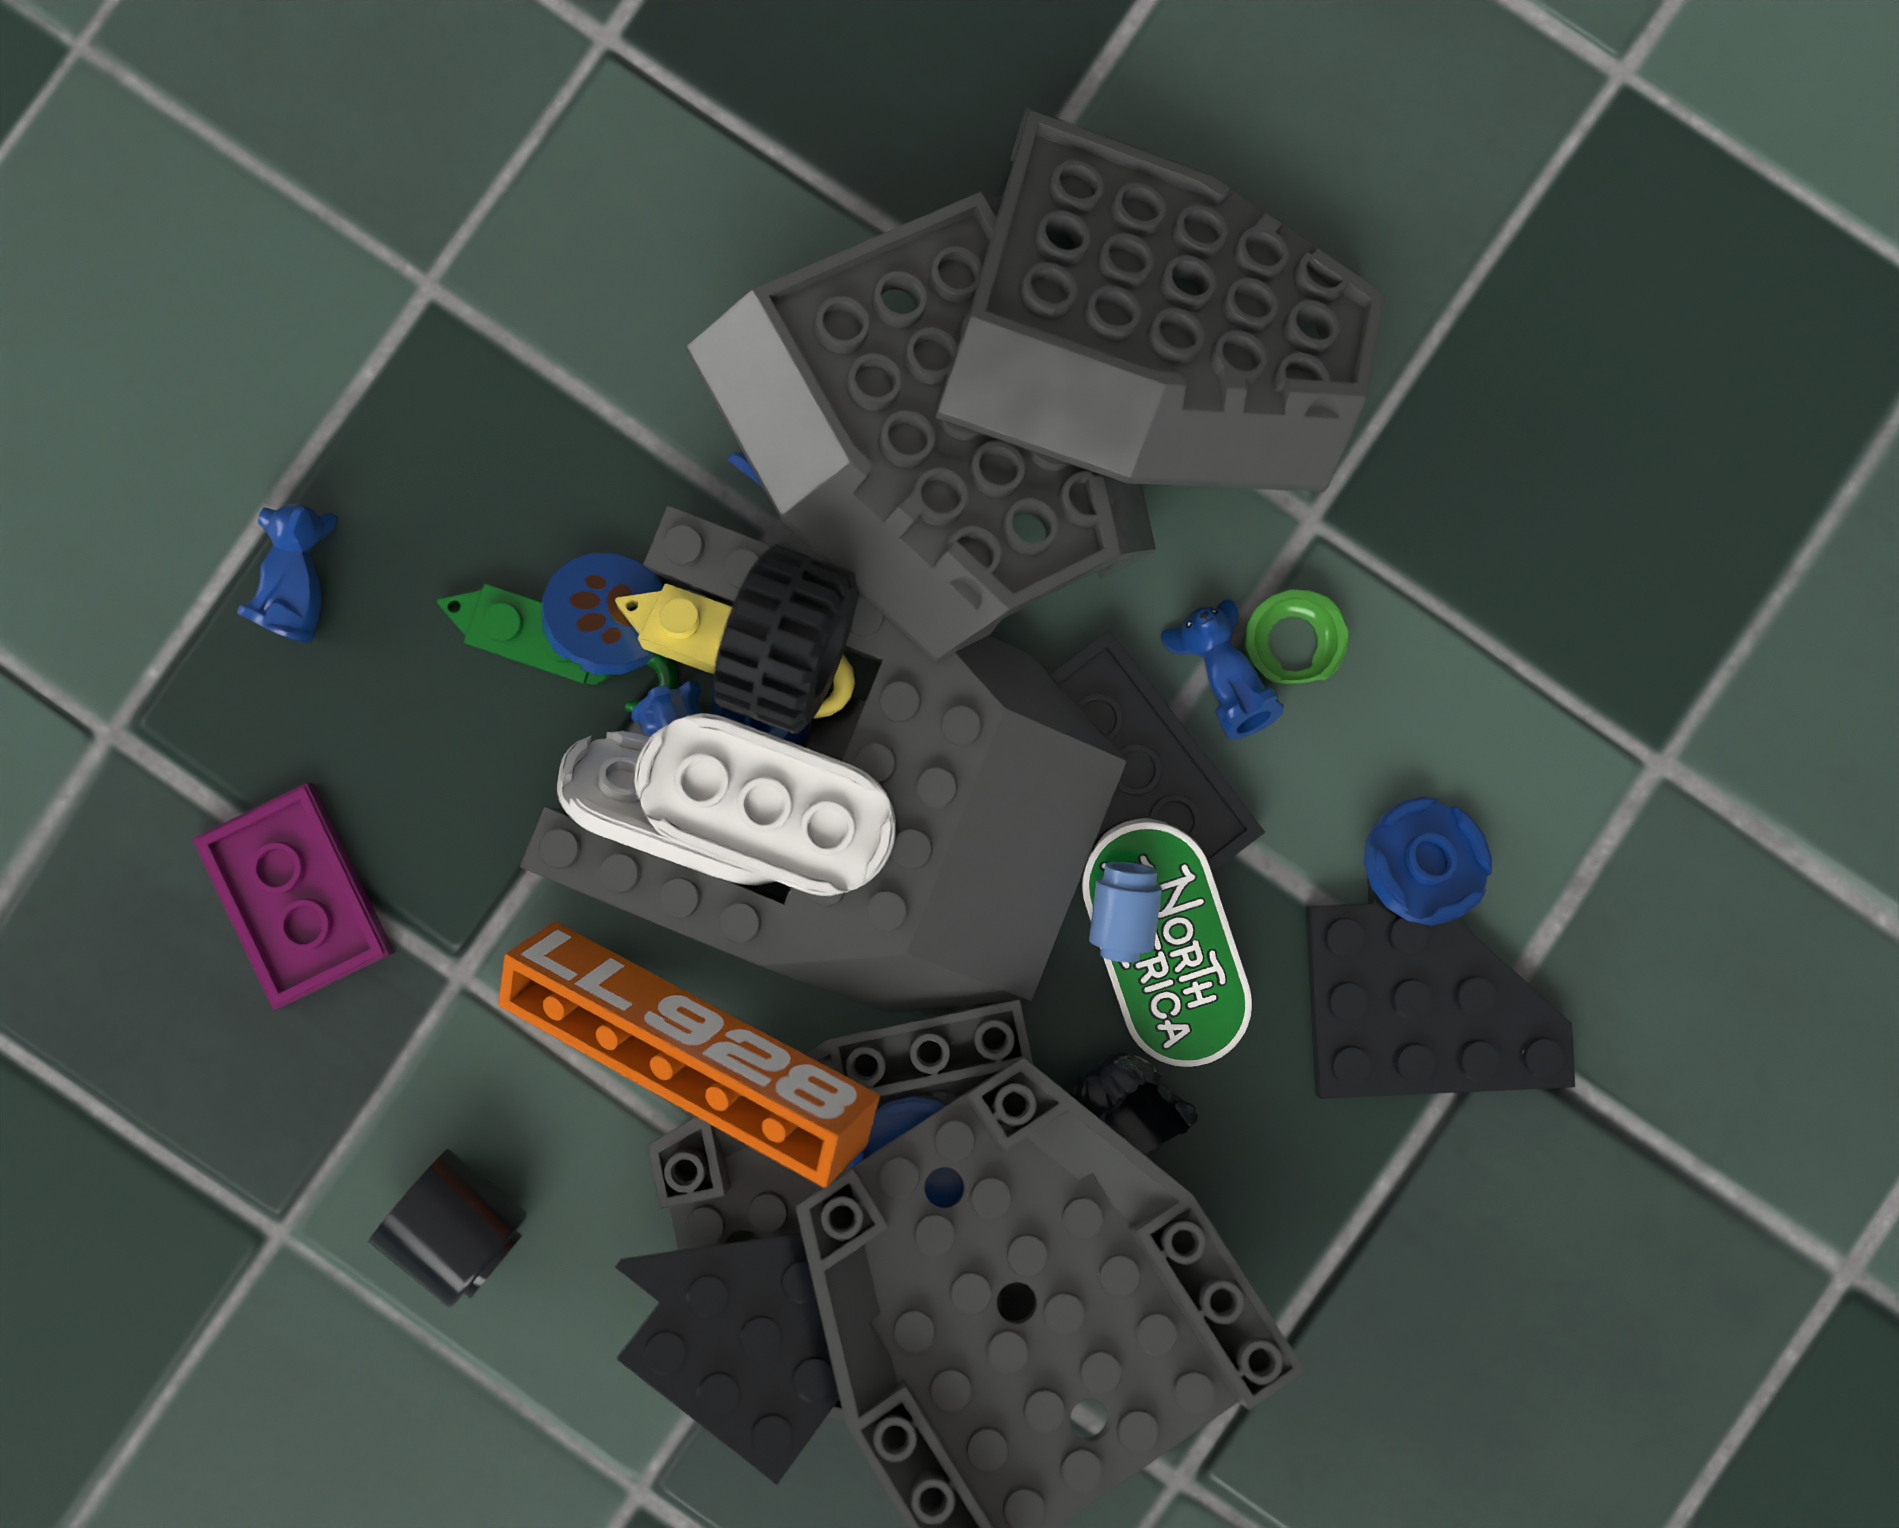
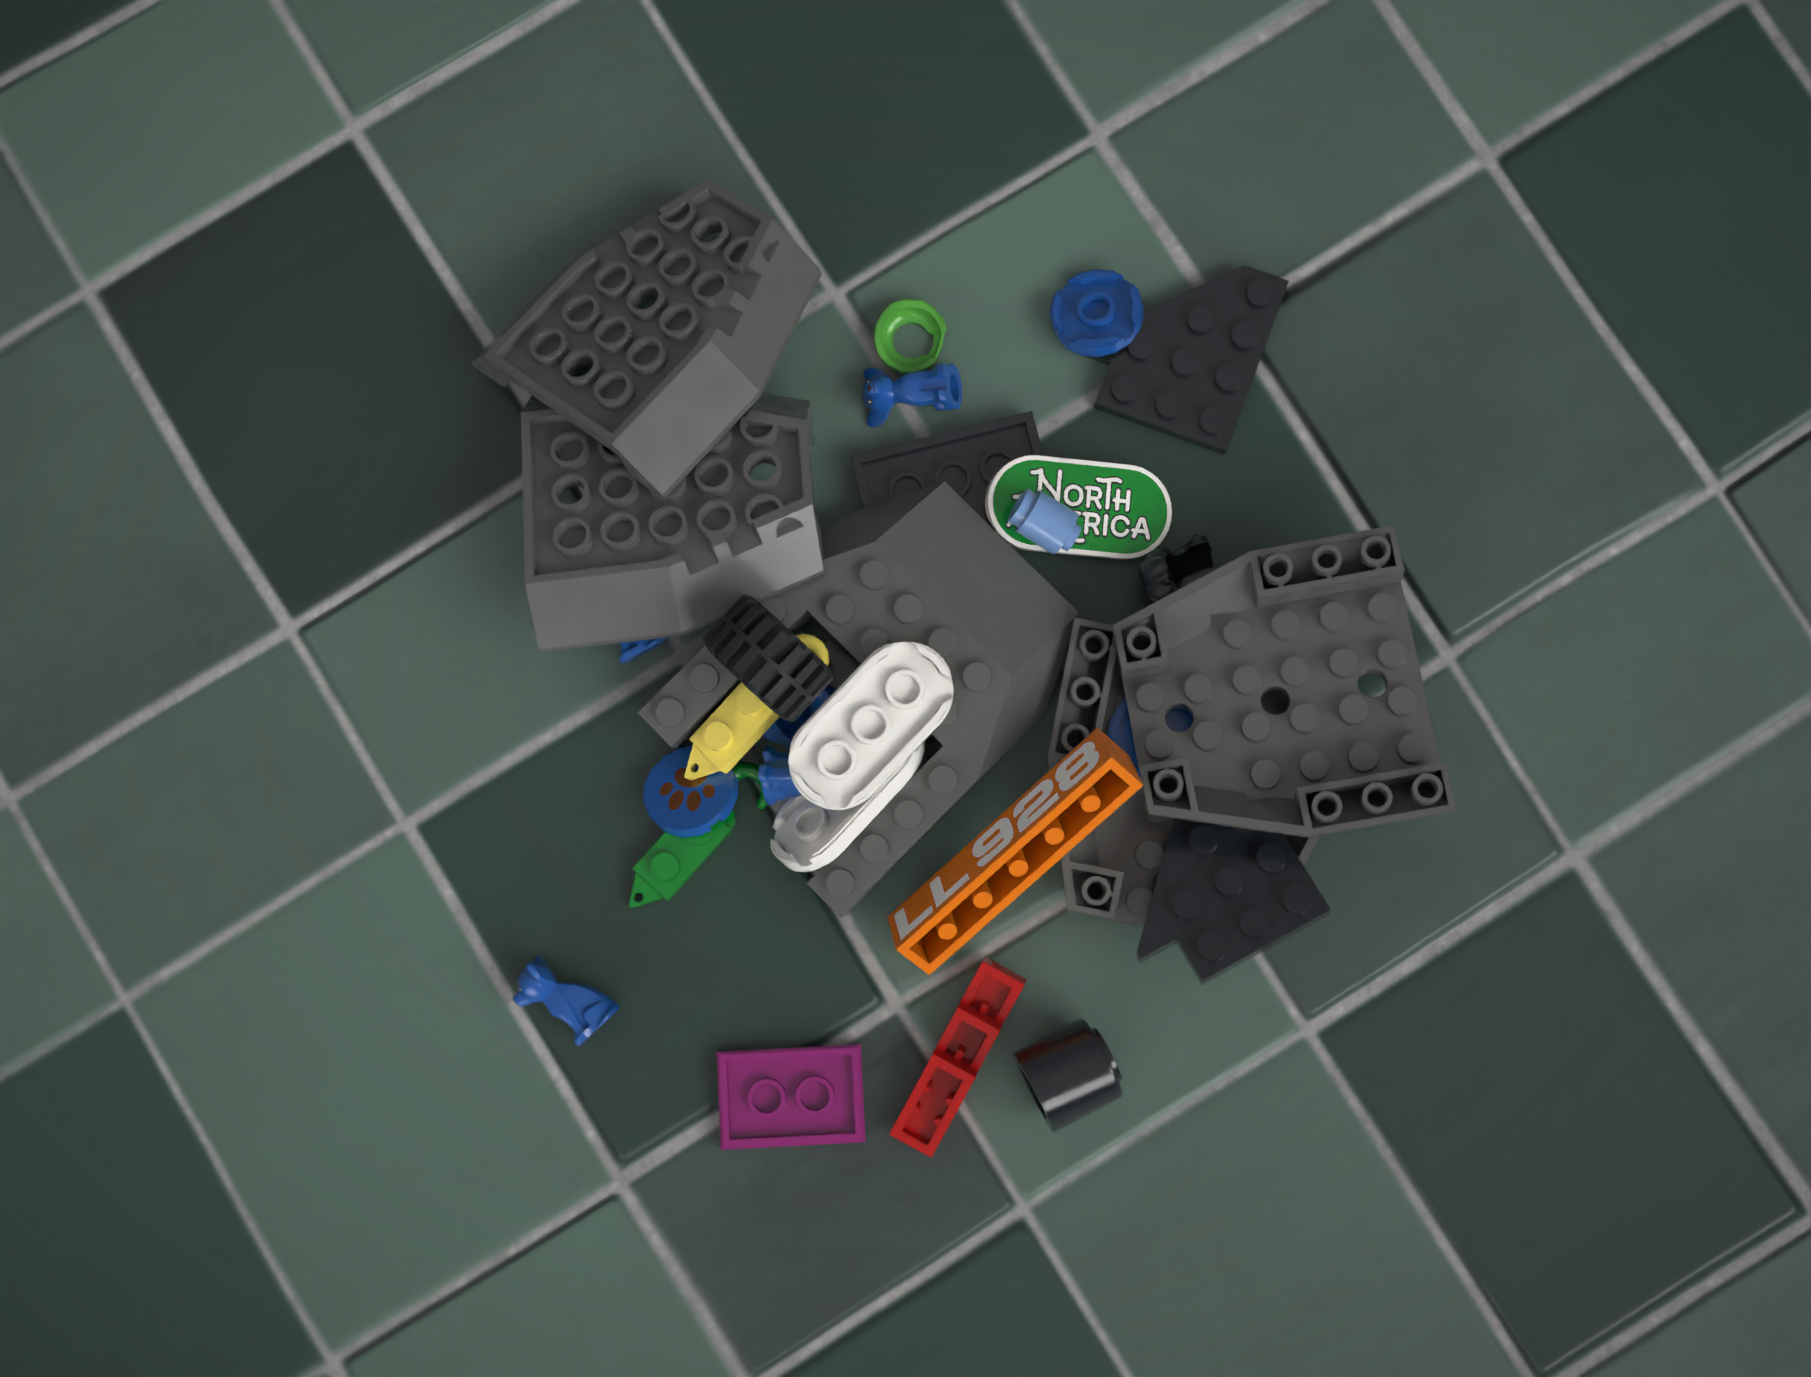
camera: 65 degrees left, 5 degrees down
(423, 1079) = (957, 1057): none -> red slope

